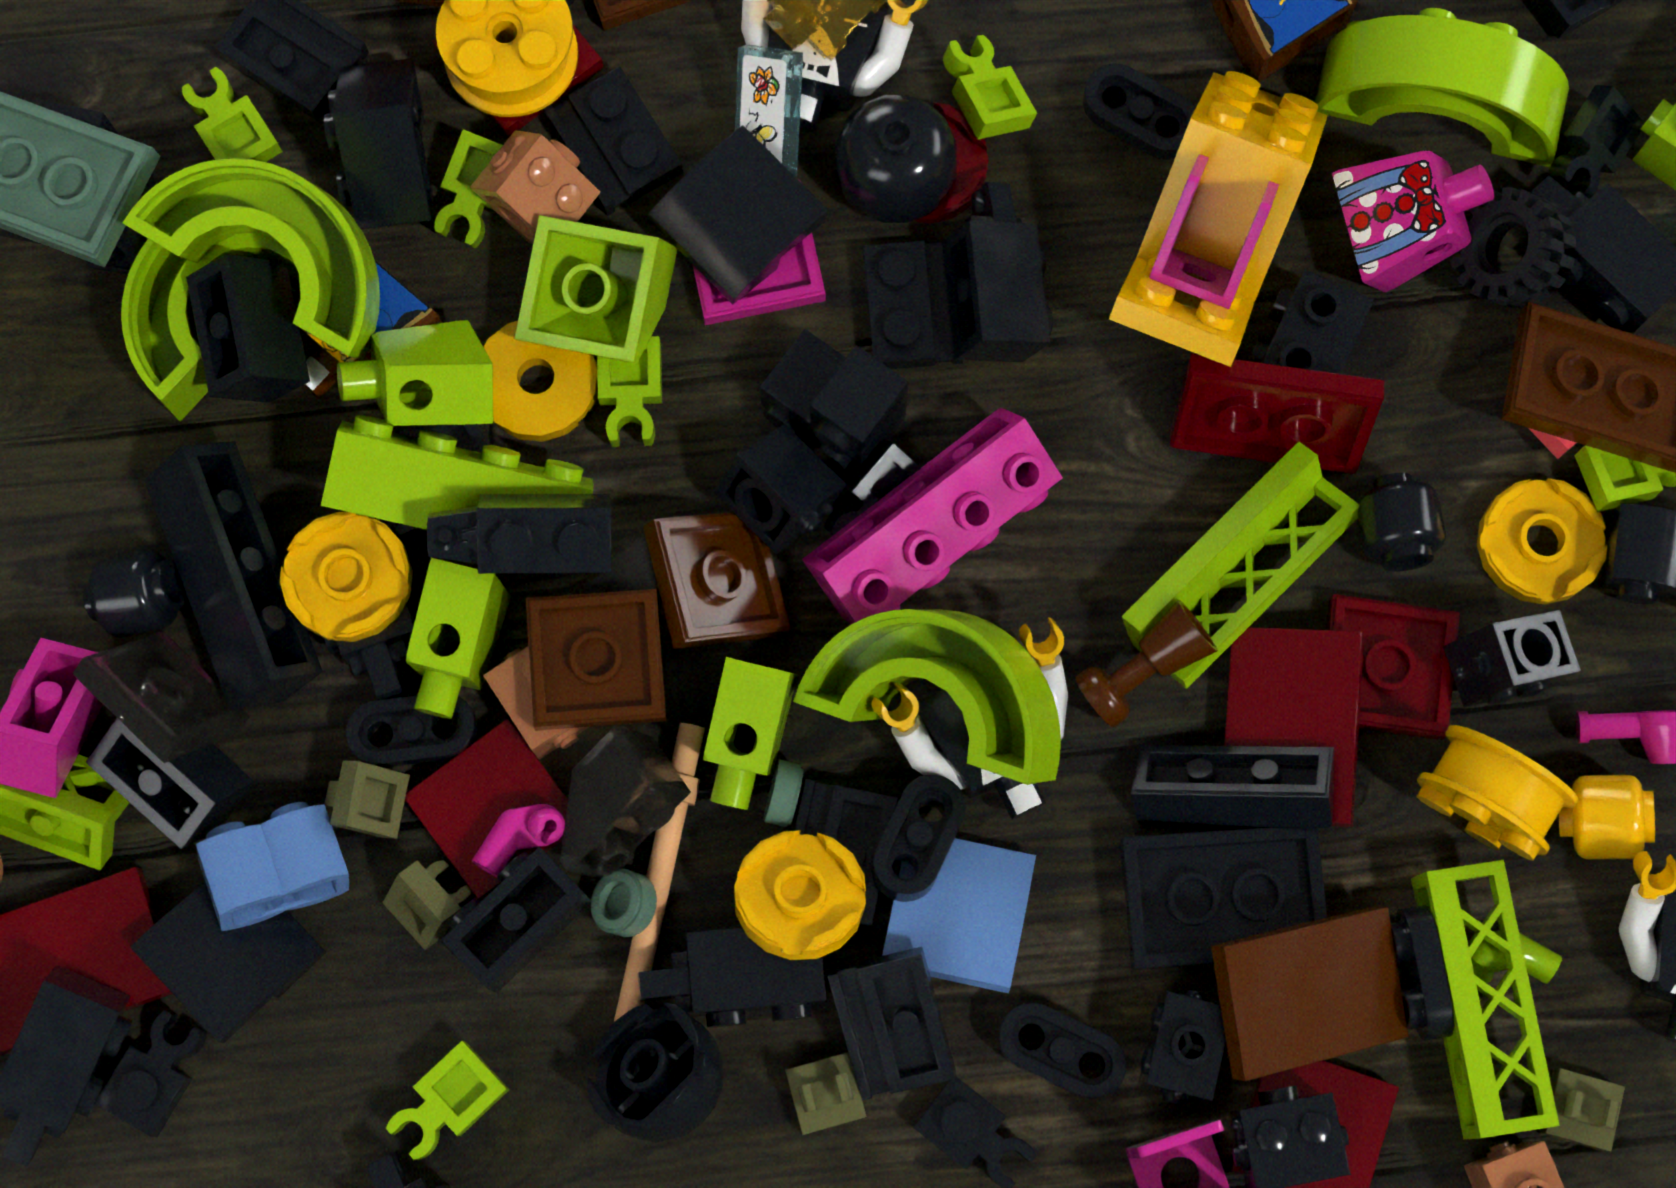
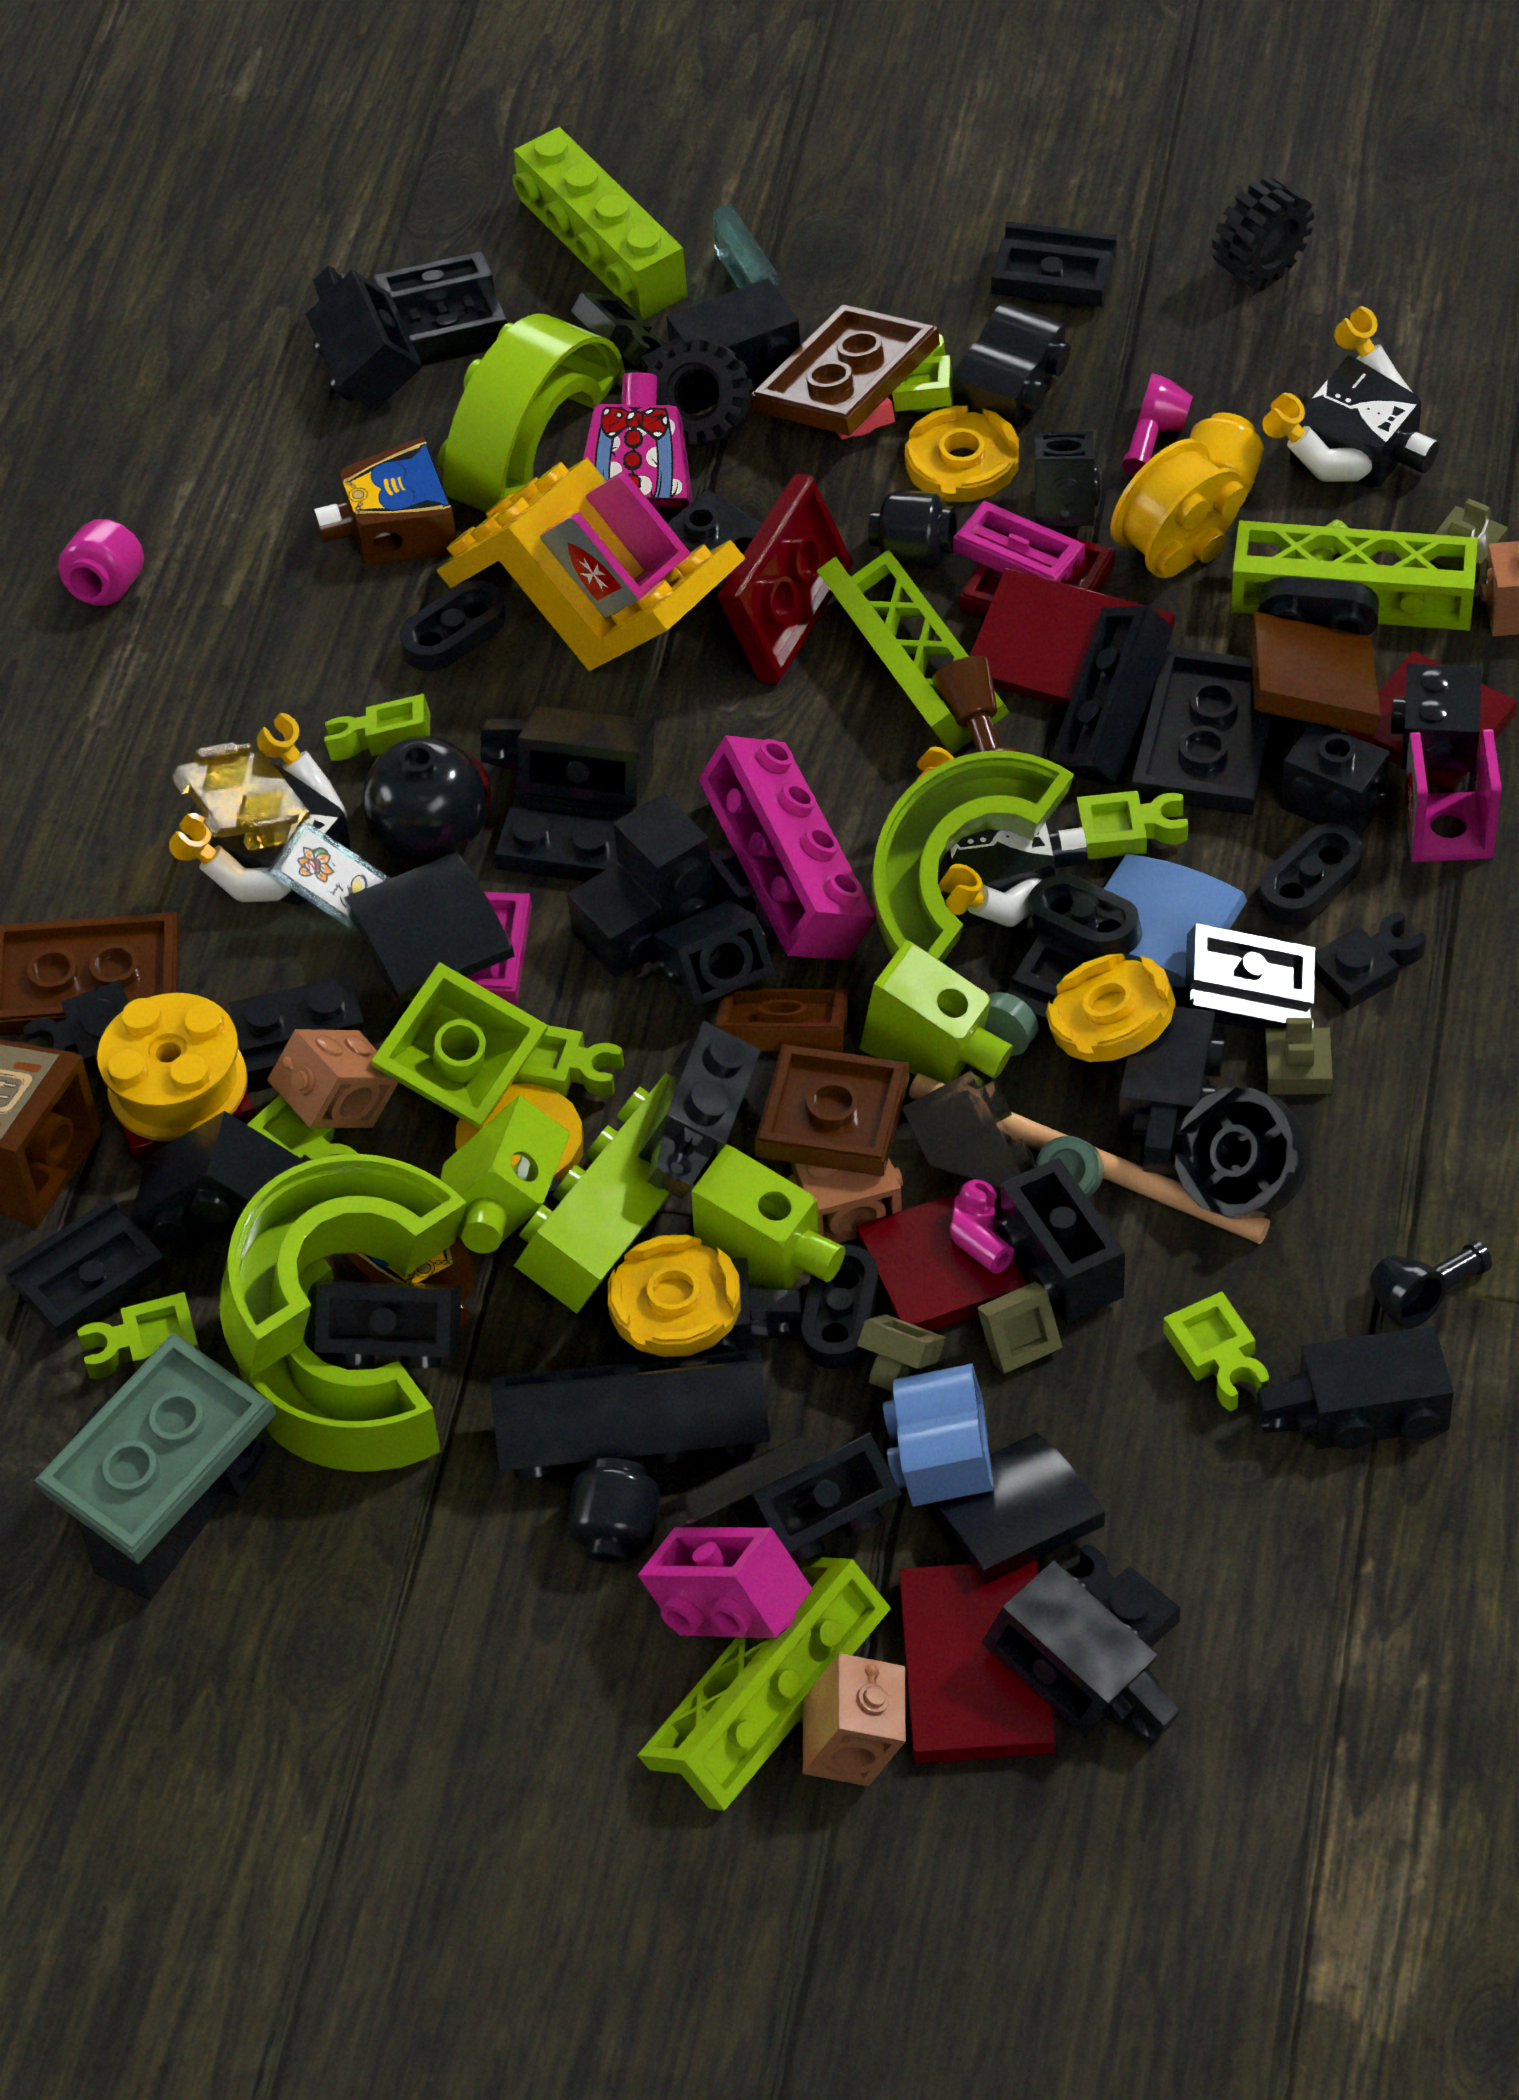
camera: 70 degrees left, 25 degrees down
(1070, 838) = (1121, 825): none -> lime plate
(1395, 687) = (1015, 551): none -> dark pink tile

